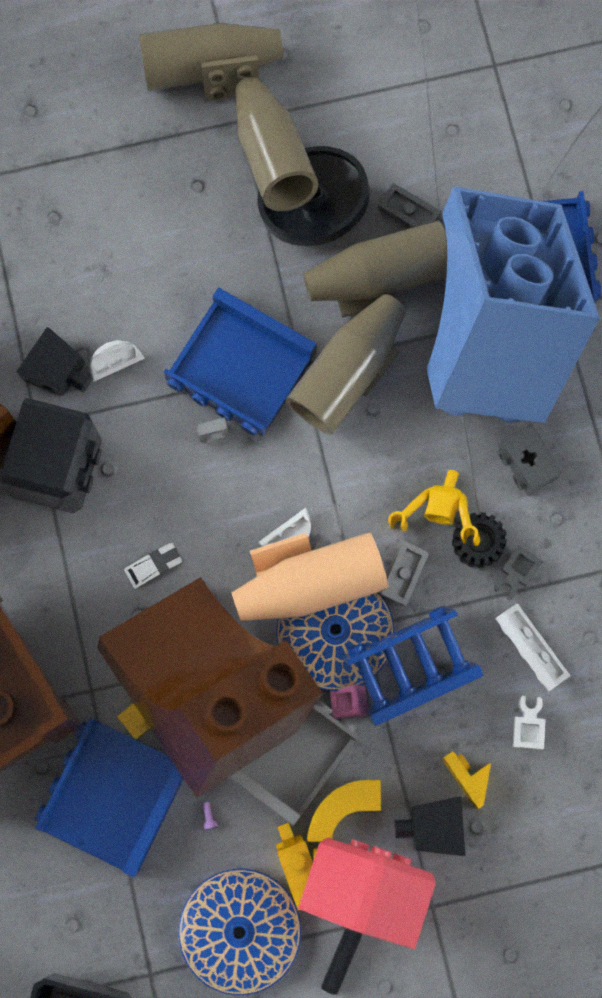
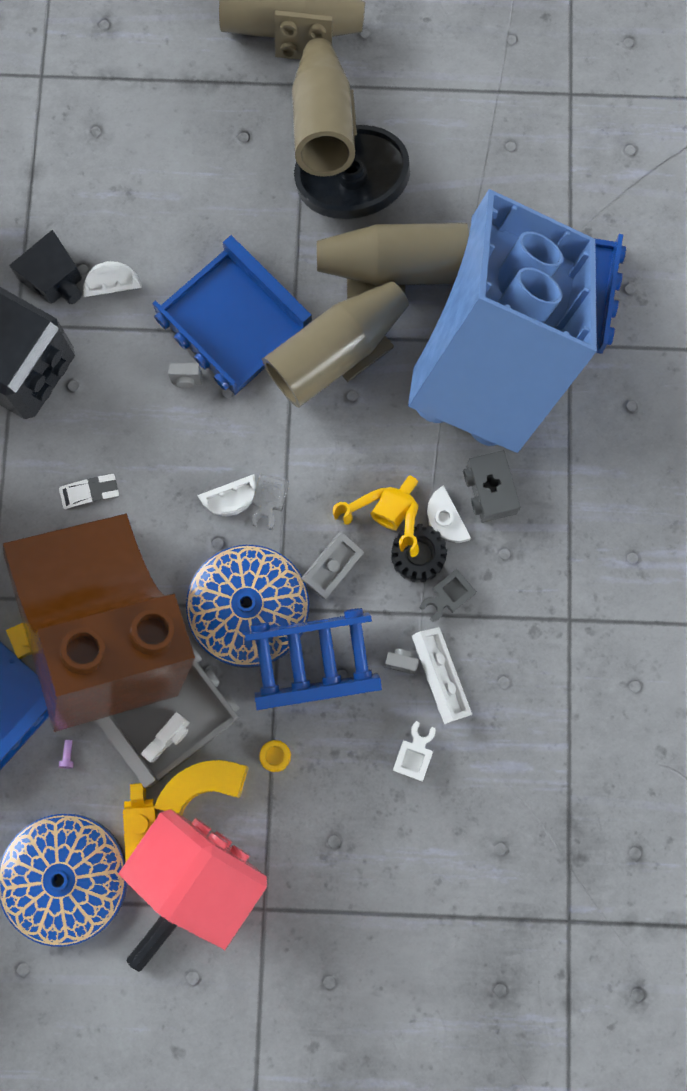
camera: 15 degrees right, 0 degrees up
(303, 768) = (171, 733): none -> white plate
(305, 581) = (226, 544): light nougat piece -> none
(349, 702) = (241, 680): bright pink slope -> none
(401, 764) = (275, 756): none -> yellow tile
(407, 207) = (441, 206): dark grey plate -> none
(435, 827) = (288, 830): black torso -> none
(474, 785) = (342, 797): yellow slope -> none
(493, 500) = (445, 518): none -> white plate
(493, 645) = (402, 661): none -> light grey plate

